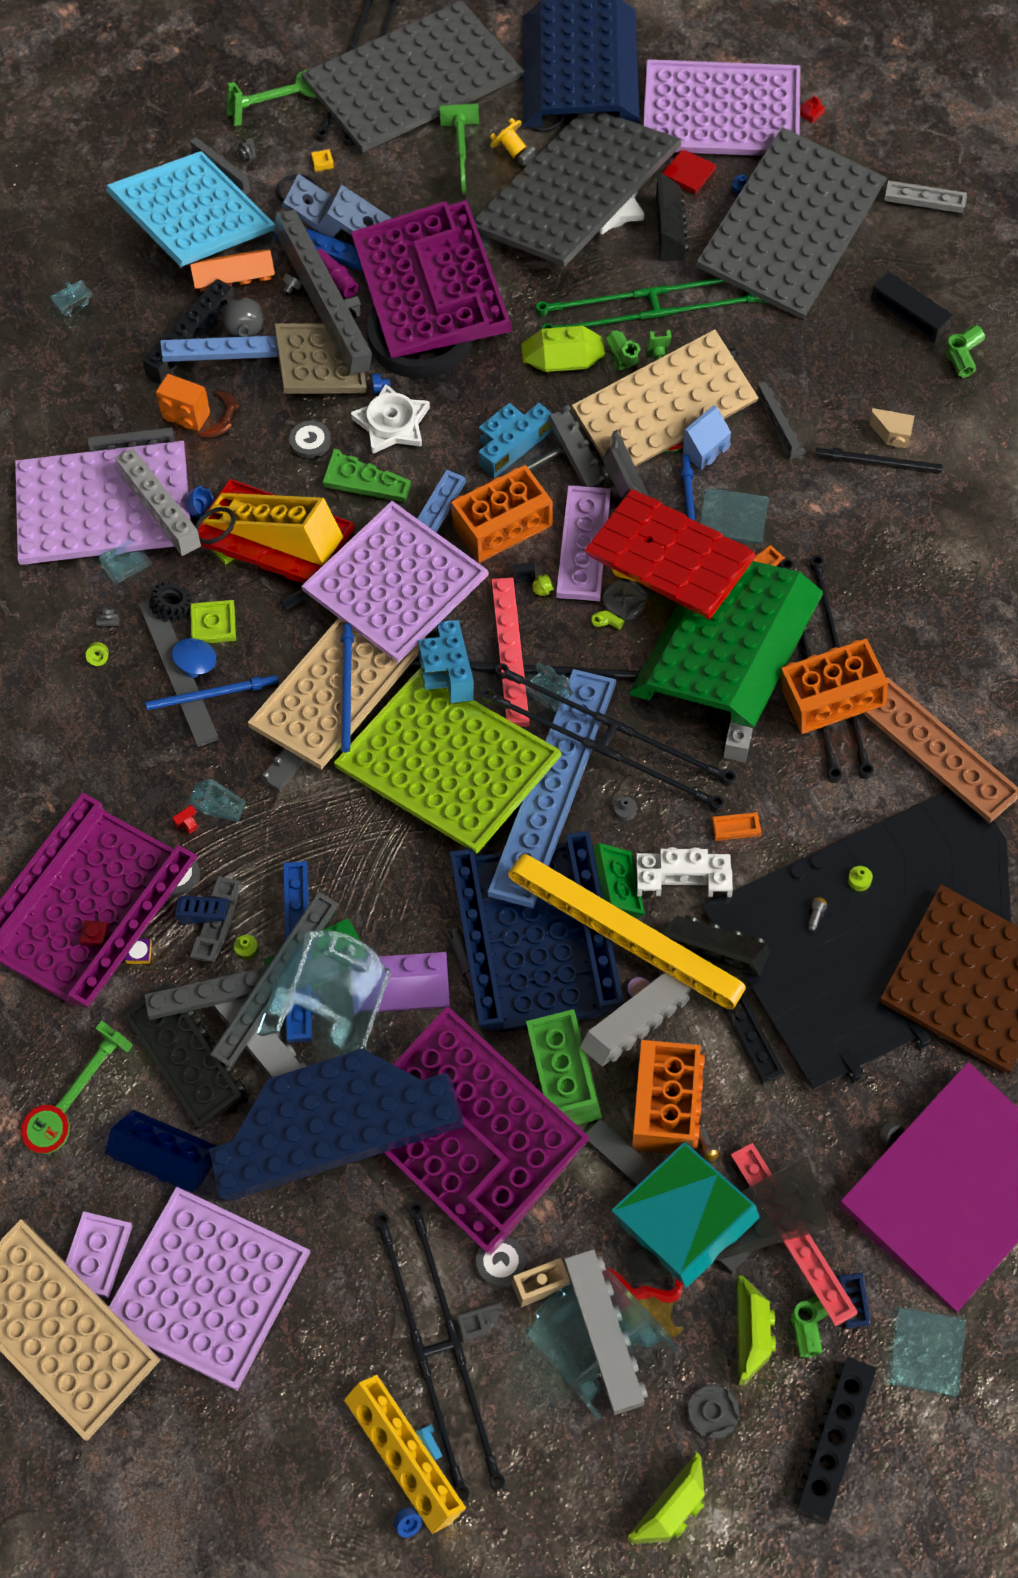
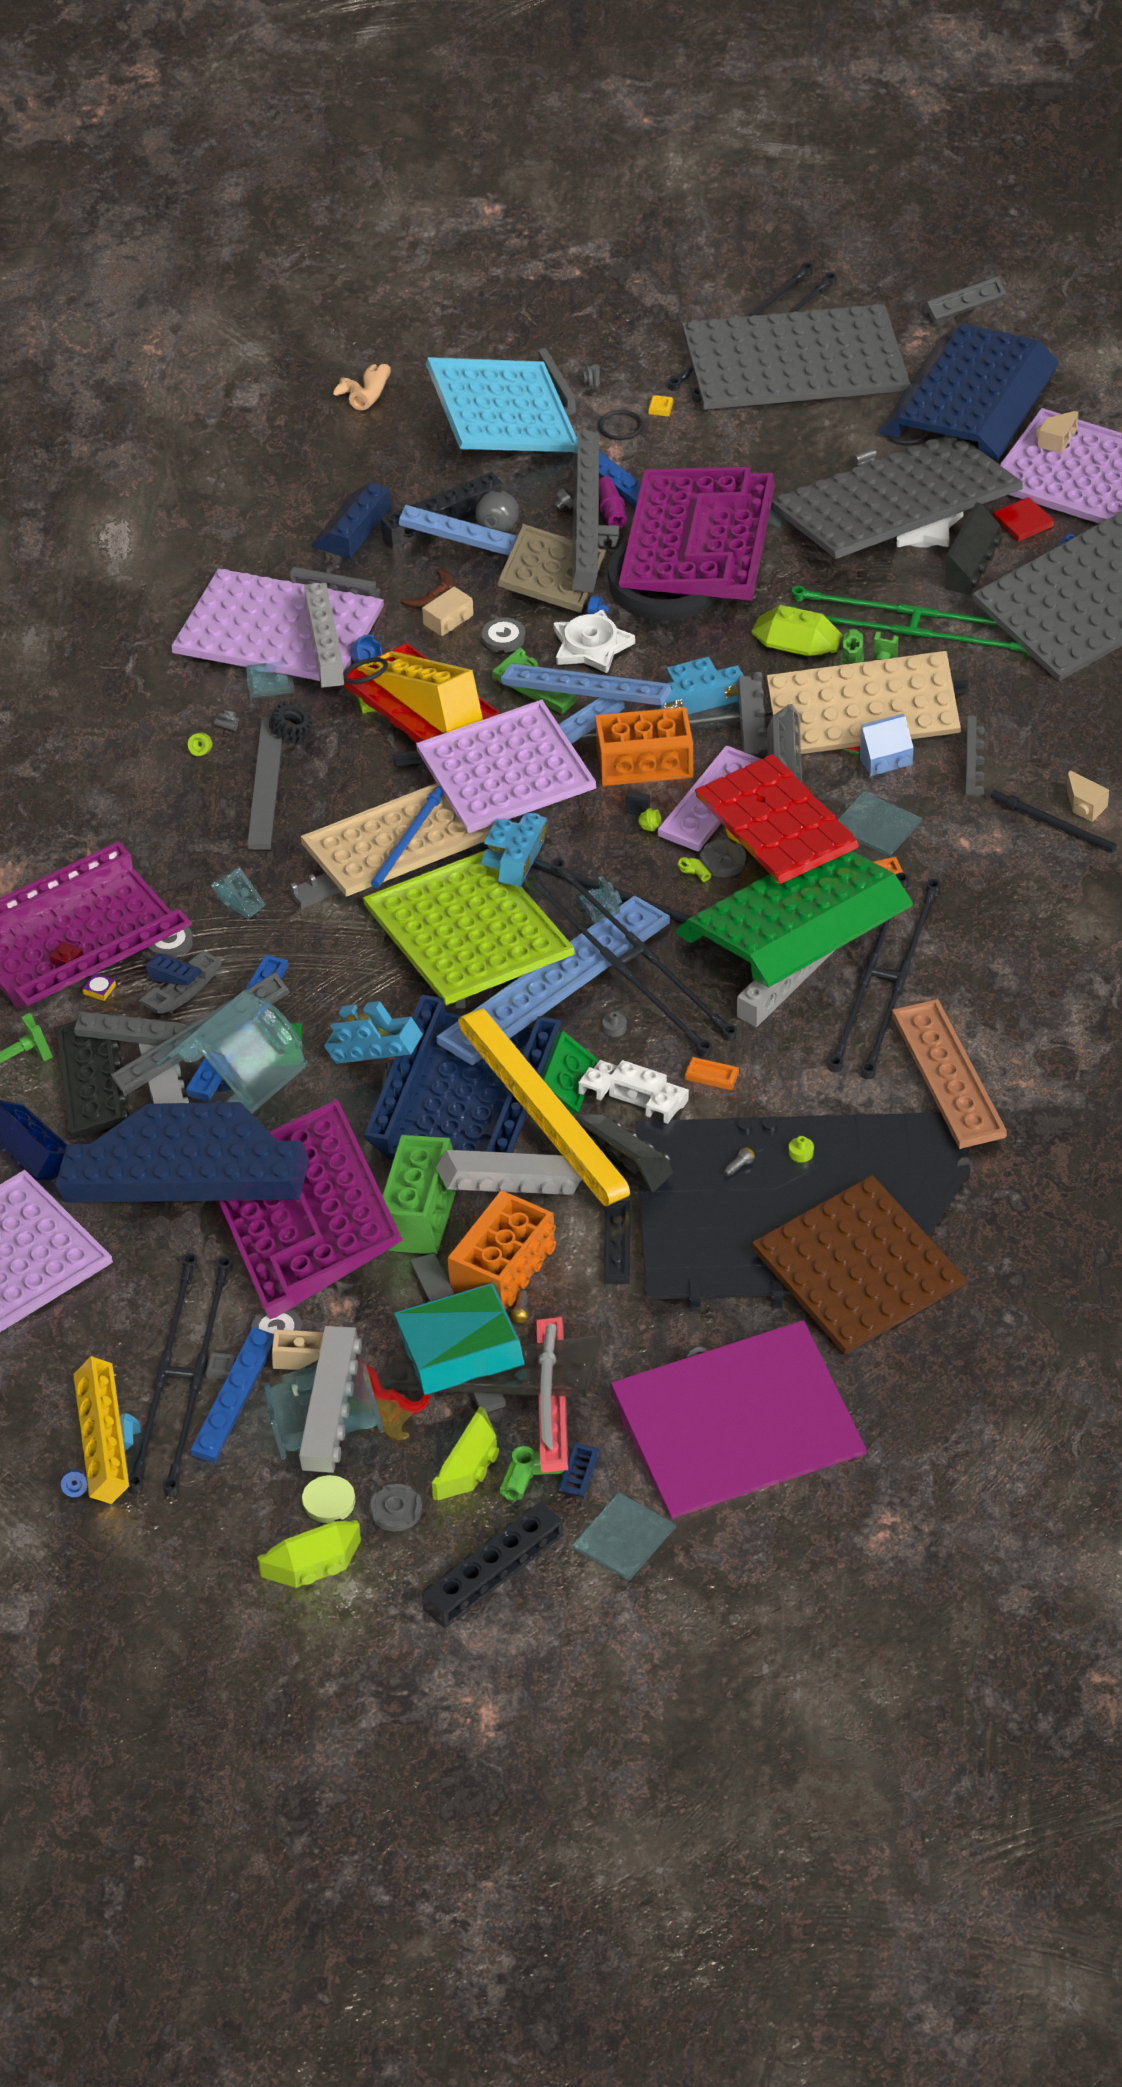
camera: 25 degrees right, 15 degrees down
(56, 237) = (374, 382): none -> light nougat piece
(71, 296) = (348, 448): clear light blue hips -> none
(113, 368) = (355, 520): none -> dark blue slope
(183, 402) = (398, 565): orange brick -> none
(186, 819) = (201, 897): red tile -> none
(193, 656) = (286, 774): blue dish -> none
(213, 621) = (322, 754): lime tile -> none
(233, 268) = (517, 470): orange slope -> none
(237, 101) = (610, 331): bright green piece -> none
(246, 947) = (195, 1012): lime tile -> none
(250, 433) = (447, 611): none -> tan brick
(254, 683) = (329, 814): blue bar -> none
(330, 213) = (635, 447): sand blue bracket -> none
(416, 982) = (324, 1083): medium lavender slope -> none
(423, 471) = (586, 684): none -> medium blue plate
(433, 918) = (371, 1035): none -> dark azure piece
(459, 117) = (815, 404): bright green piece -> none
(503, 1356) = (233, 1395): none -> blue plate
(509, 139) = (854, 435): yellow piece -> none
(509, 646) = (586, 858): coral plate -> none
(648, 1431) = (328, 1499): none -> yellowish green tile
(677, 80) = (1057, 431): none -> tan slope
(686, 476) = (850, 775): blue bar -> none
(781, 1207) = (547, 1360): none -> light grey sword
(834, 685) = (872, 982): orange brick -> none

